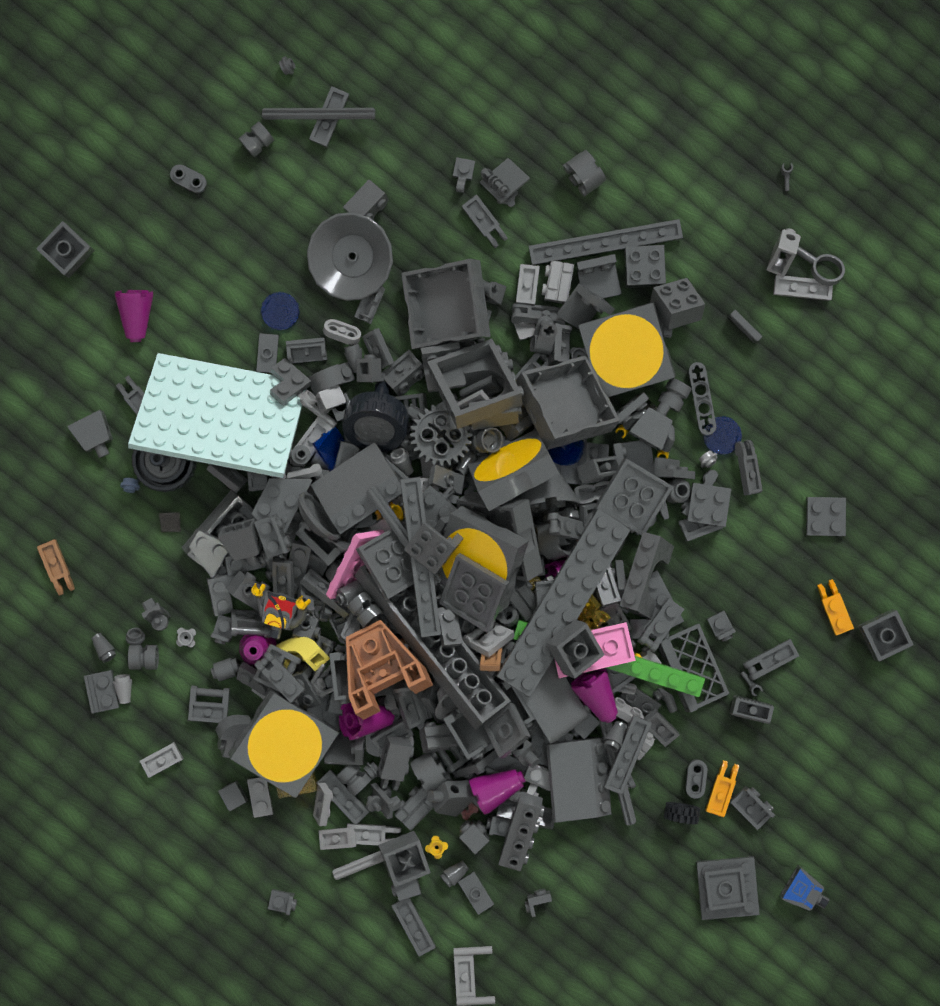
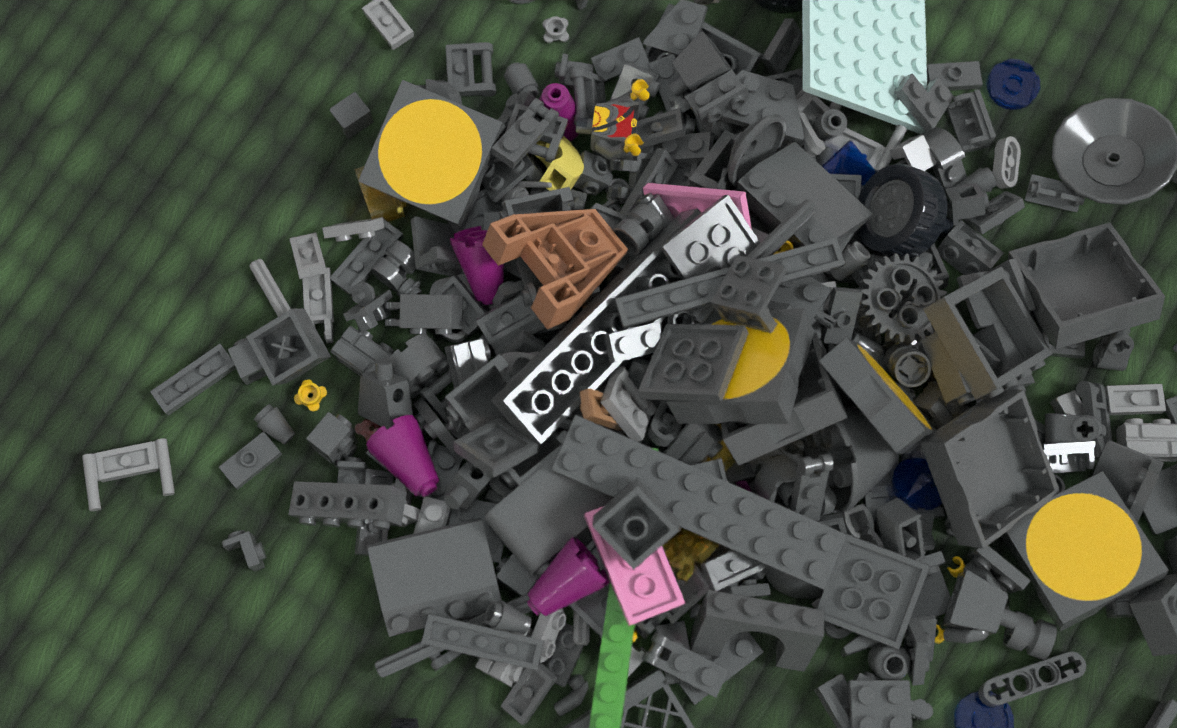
camera: 80 degrees right, 15 degrees down
(260, 797) = (350, 152): light grey plate -> none
(282, 901) = (211, 200): dark grey bracket -> none
(307, 399) = (908, 126): light grey plate -> none
(708, 459) = (944, 703): light grey plate -> none

